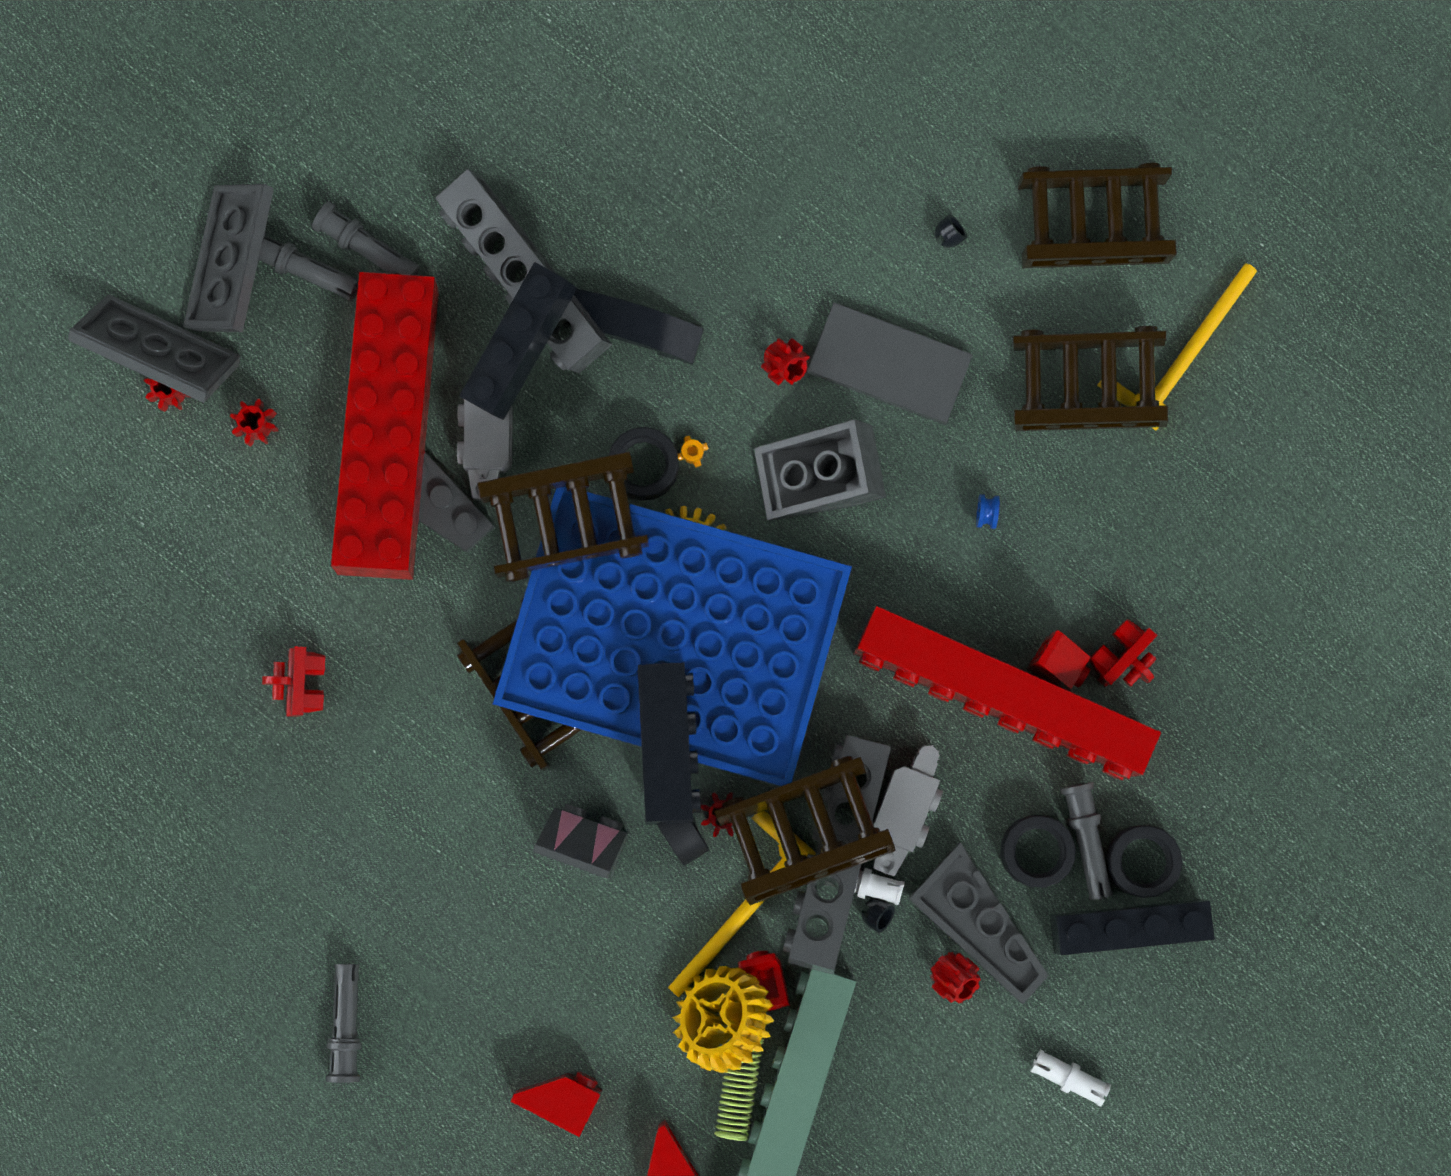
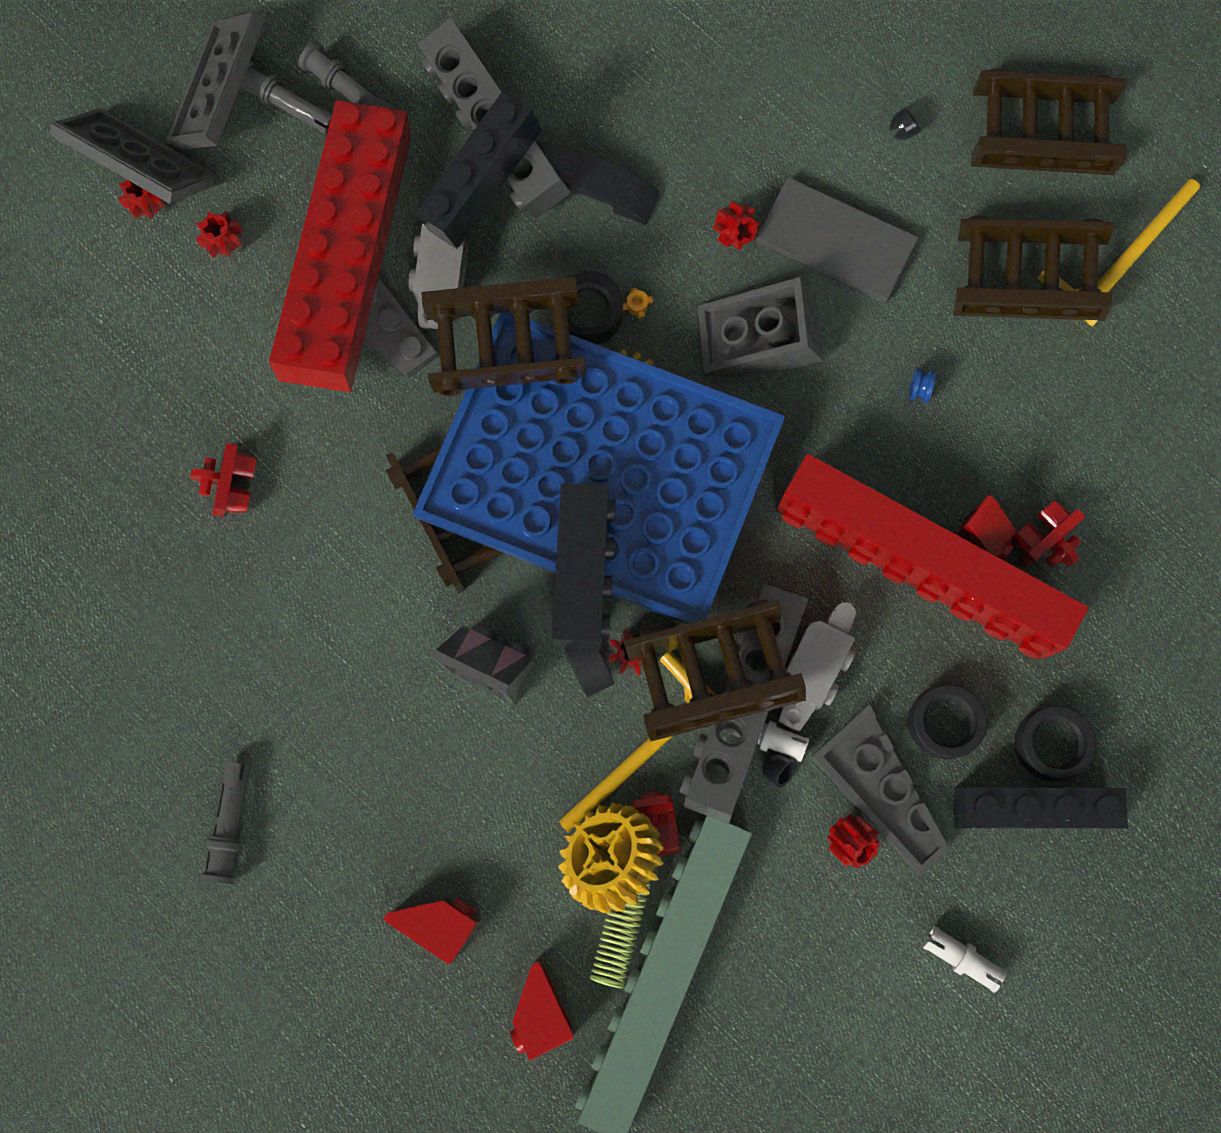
camera: 10 degrees right, 5 degrees down
(1085, 821) = (997, 696): dark grey pin -> none

